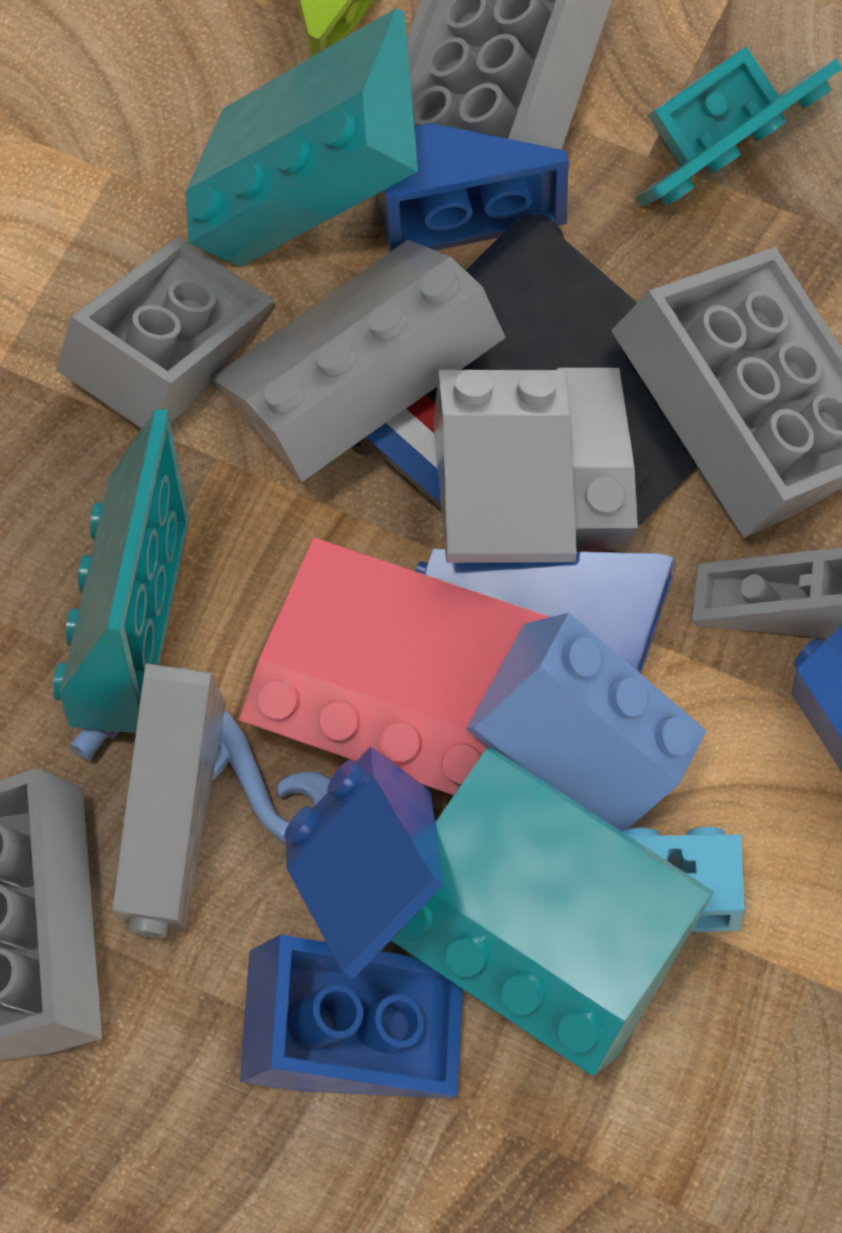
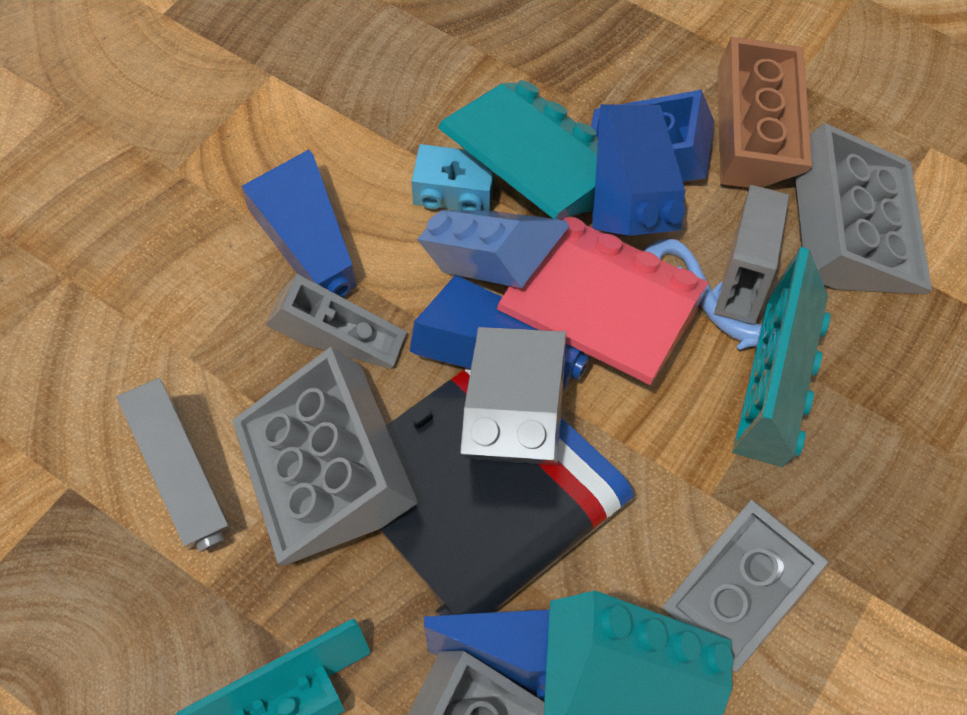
camera: 175 degrees left, 5 degrees down
(156, 1089) = (762, 113): none -> nougat slope
(360, 356) = (613, 517): light grey slope -> none
(601, 460) = (441, 460): light grey slope -> none

